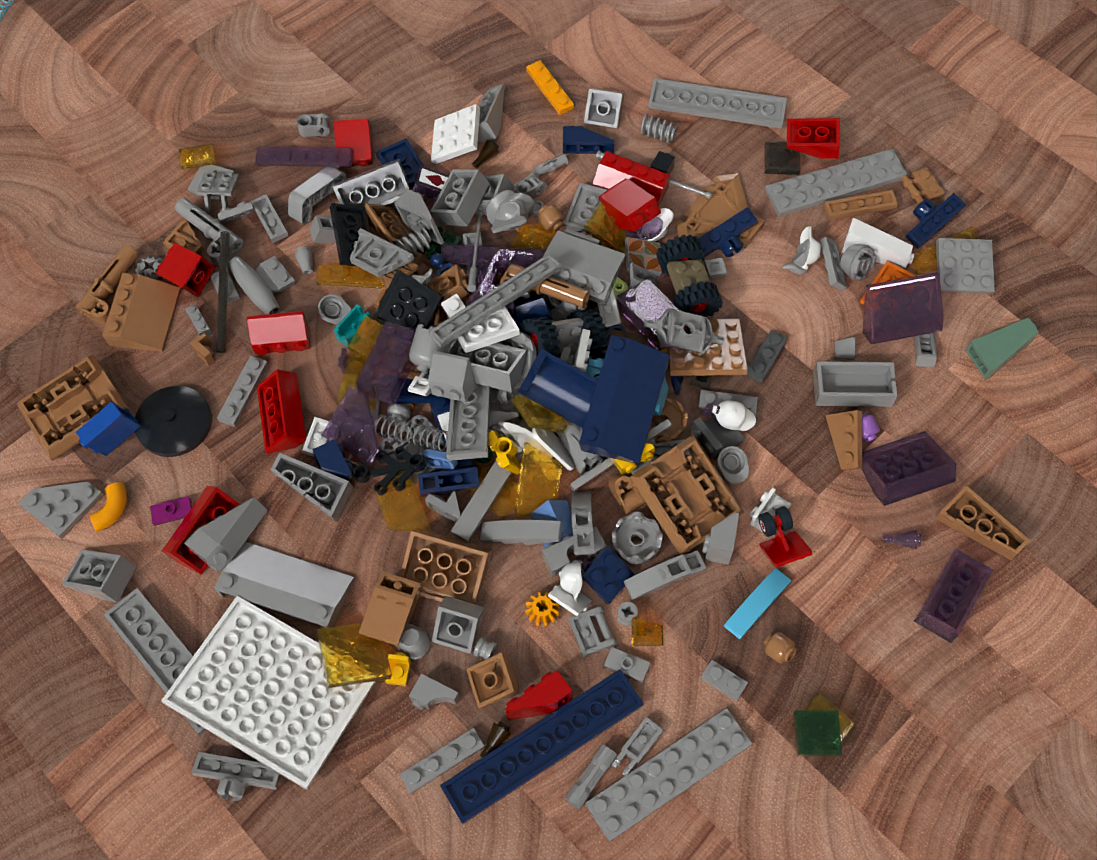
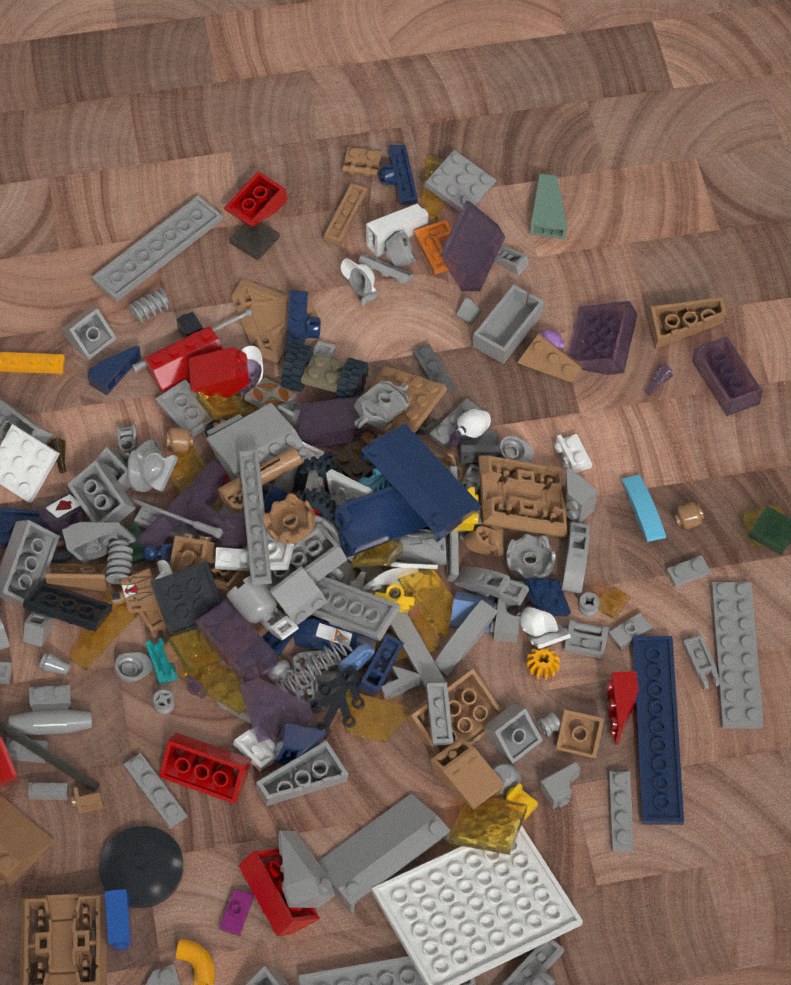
camera: 60 degrees left, 5 degrees down
(279, 332) = (123, 724): slope -> none
(320, 345) = (166, 698): none -> light grey wheel
(378, 255) = (113, 593): light grey wing -> none
(424, 551) = (439, 713): none -> light grey plate
(497, 317) = (282, 513): none -> medium nougat plate
(497, 735) = (628, 758): dark brown cone -> none
(550, 165) = (115, 410): light grey pin -> none
(581, 790) = (711, 721): light grey axle -> none
(782, 548) = (608, 460): red plate -> none
(835, 182) = (308, 218): light grey plate -> none

